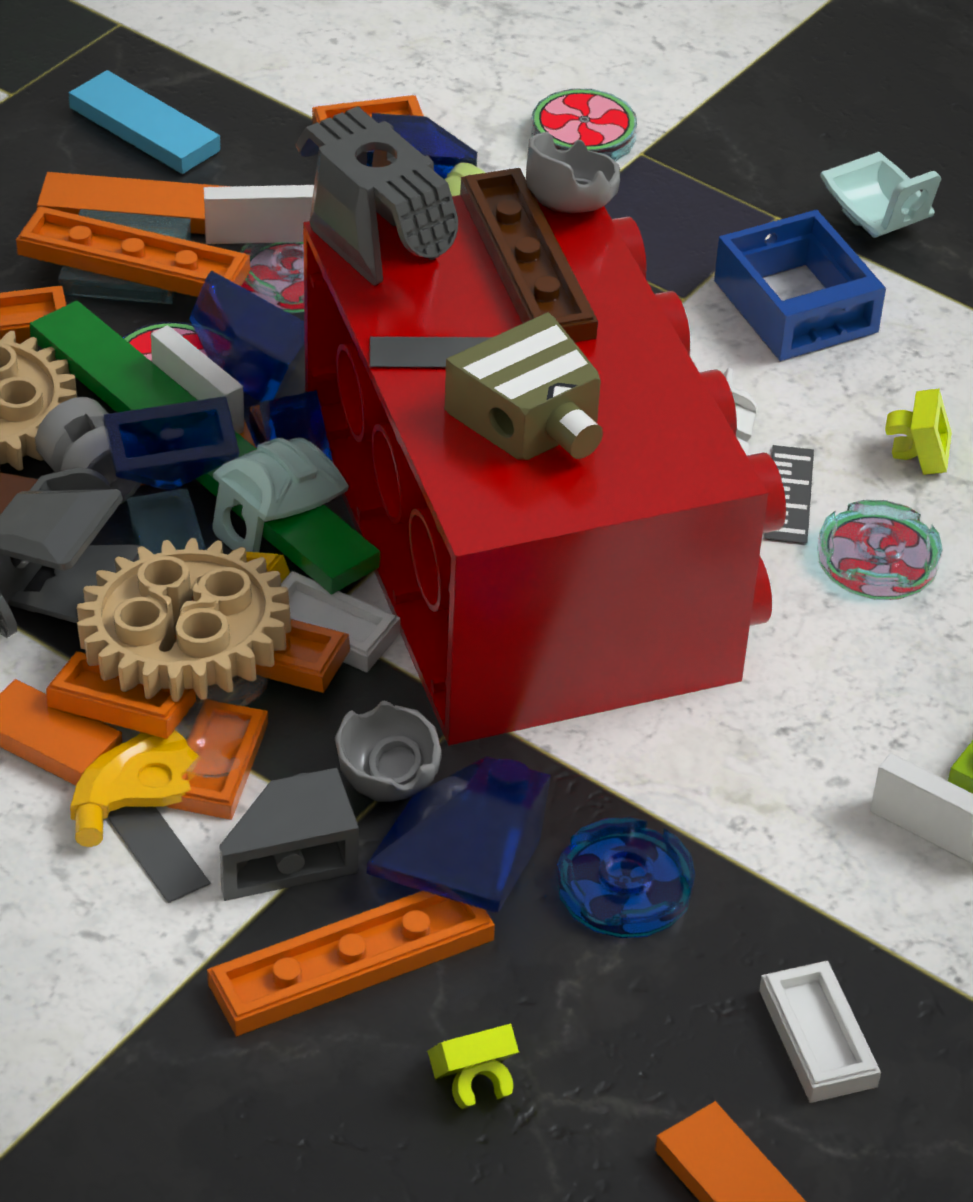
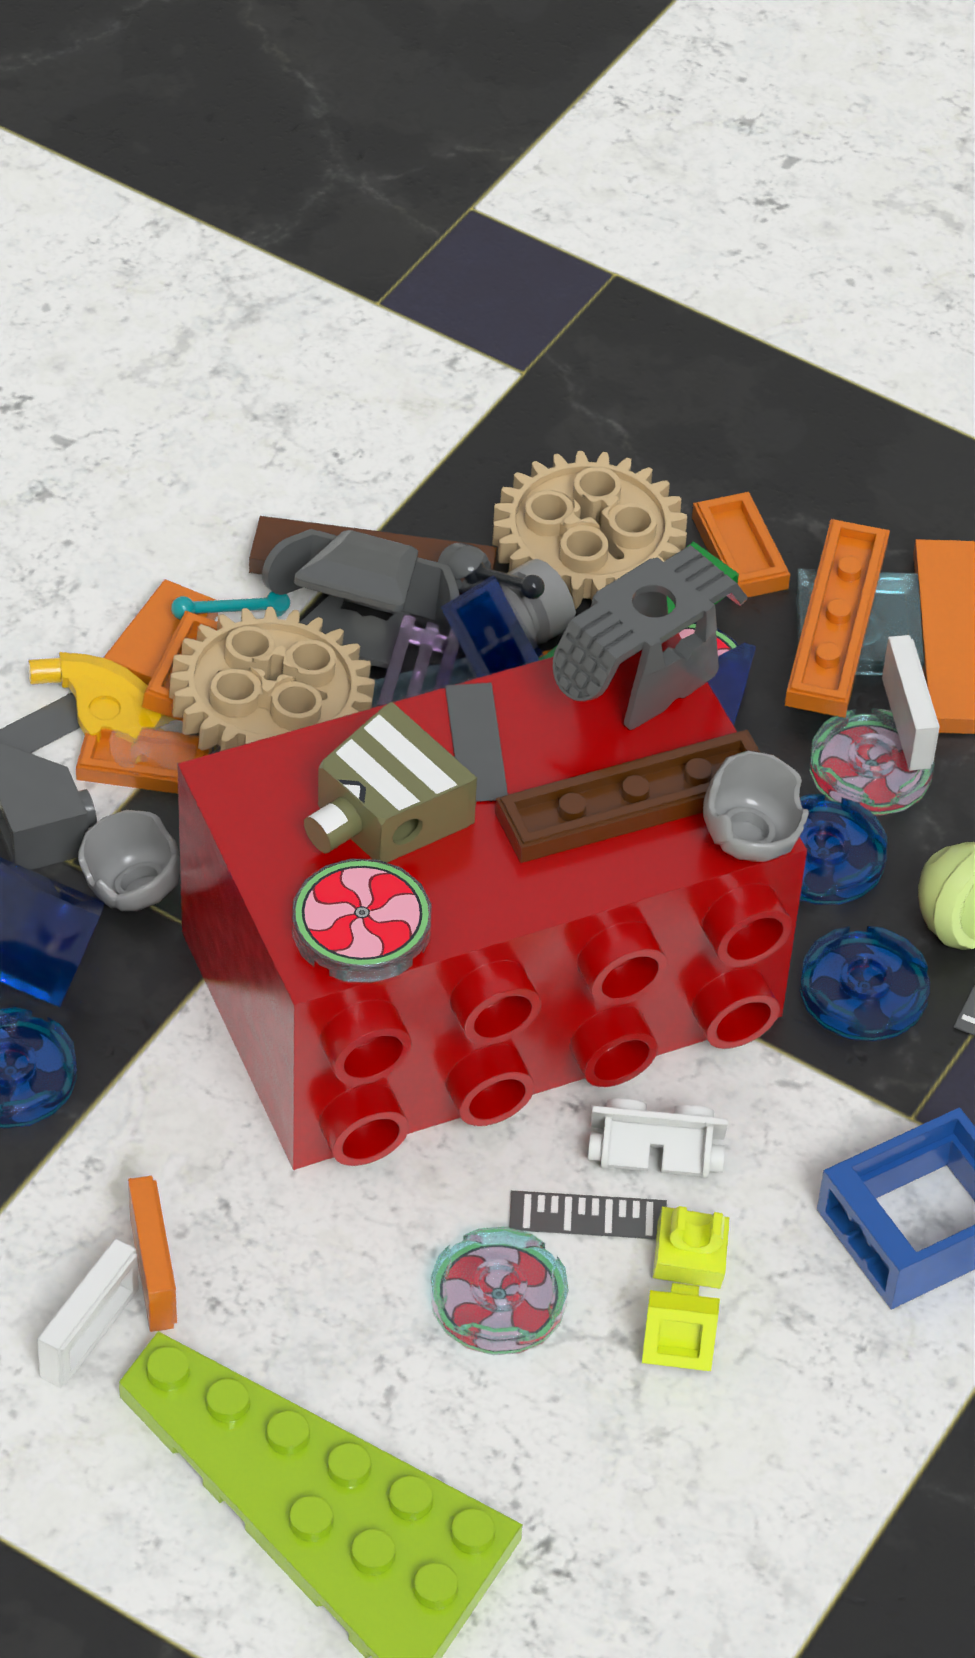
camera: 85 degrees right, 5 degrees up
(34, 694) = (278, 602): none -> teal hinge
(37, 462) = (475, 567): none -> hinge
(151, 519) = (428, 640): none -> clear purple tile
(677, 432) = (361, 920): none -> tile
(832, 424) = (691, 1247): none -> neon yellow tile
(850, 762) = (152, 1253): none -> orange tile

